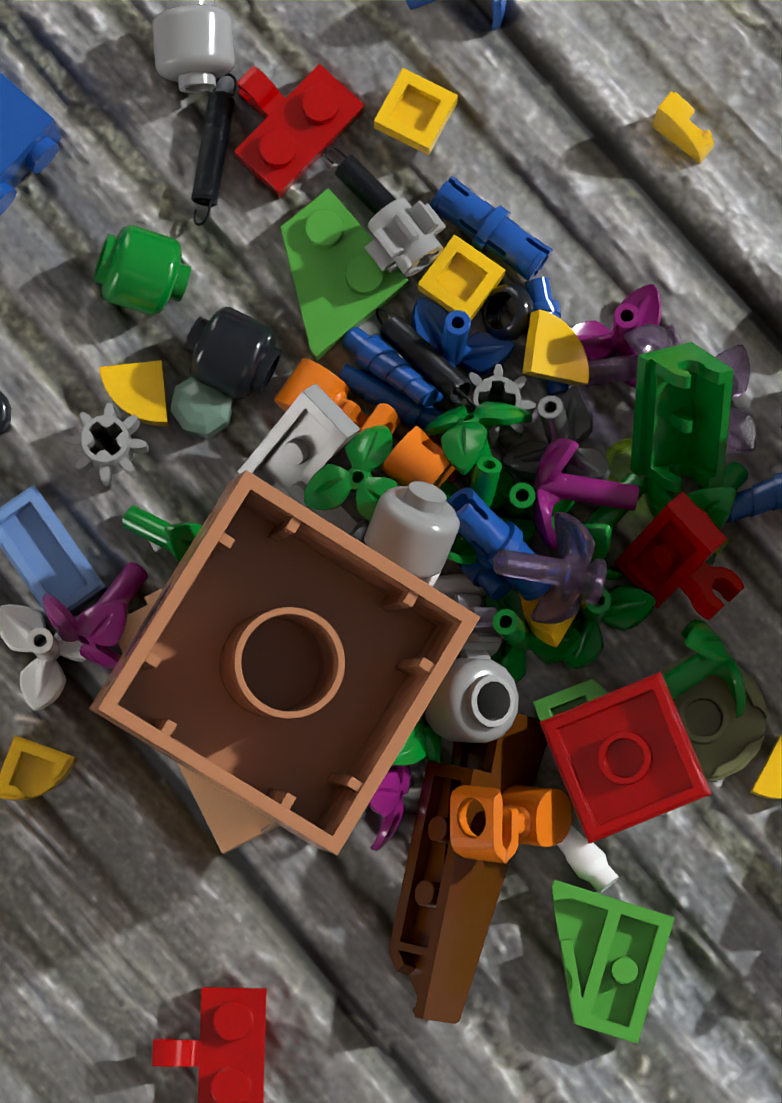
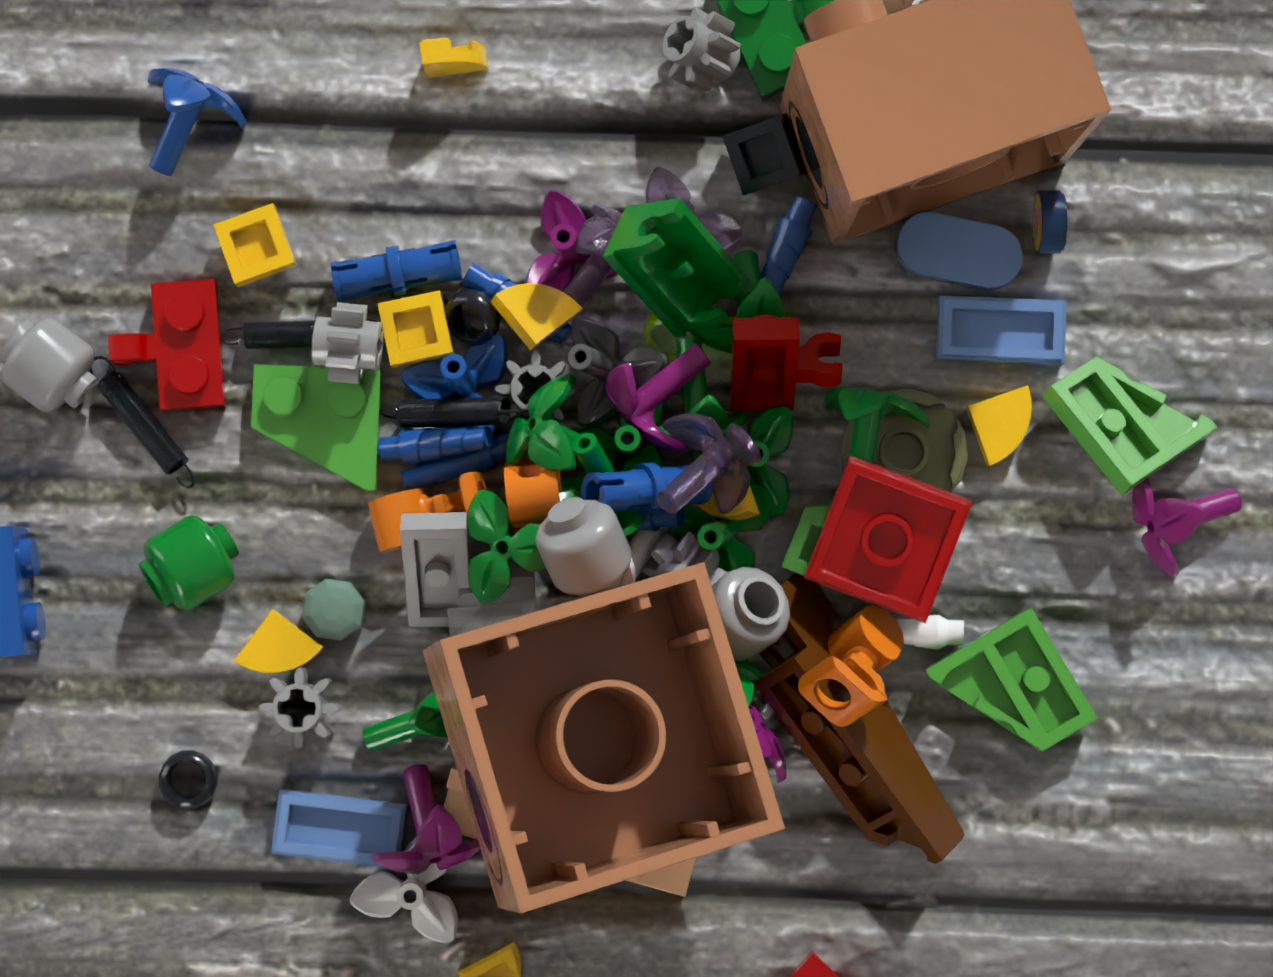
camera: 50 degrees left, 5 degrees up
(232, 353) = (316, 551): black head -> none

